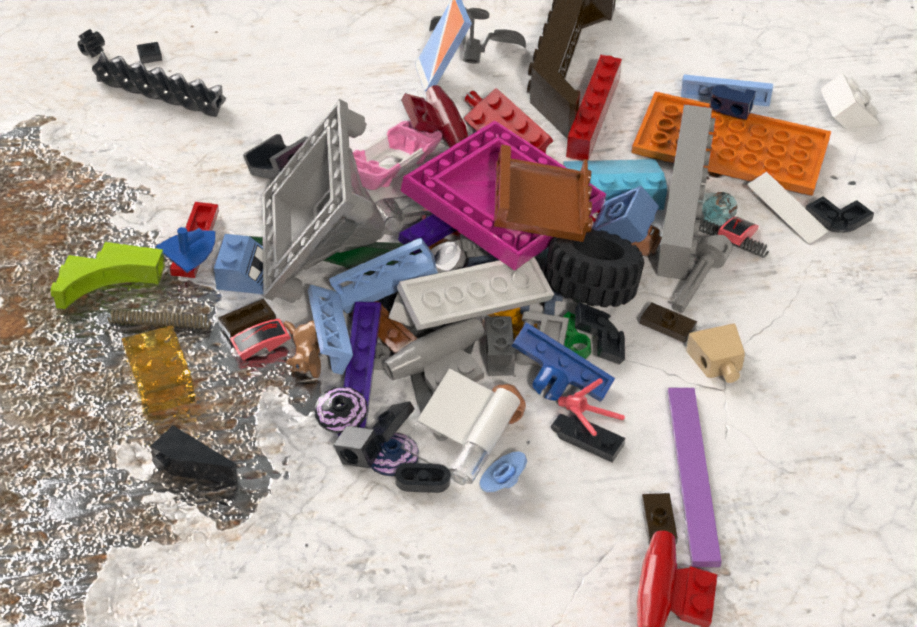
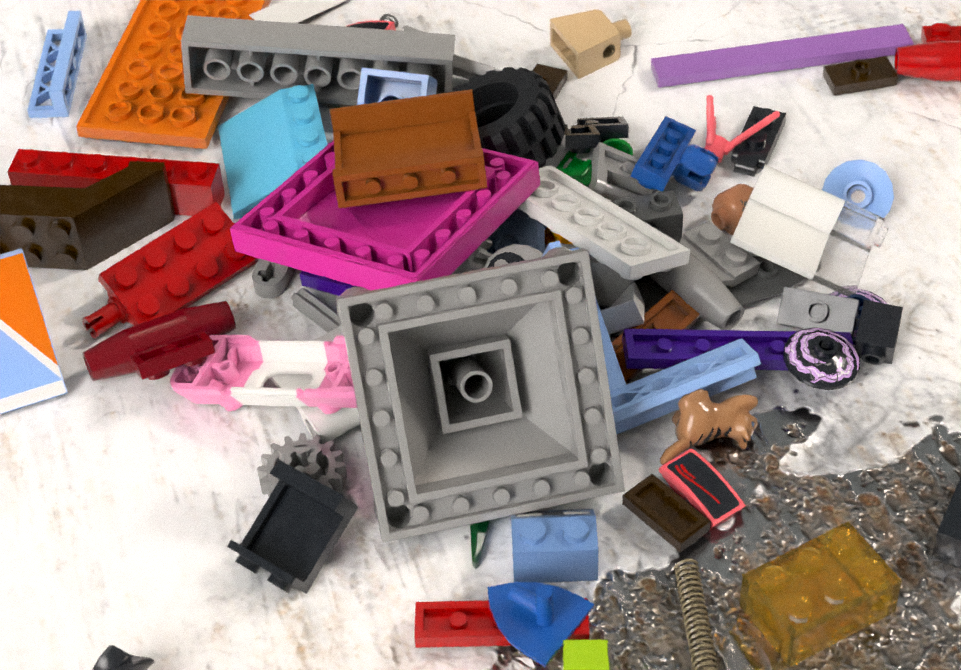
camera: 95 degrees left, 0 degrees up
(422, 477) = (893, 271): black plate -> none
(732, 101) = (112, 43): dark blue leg -> none

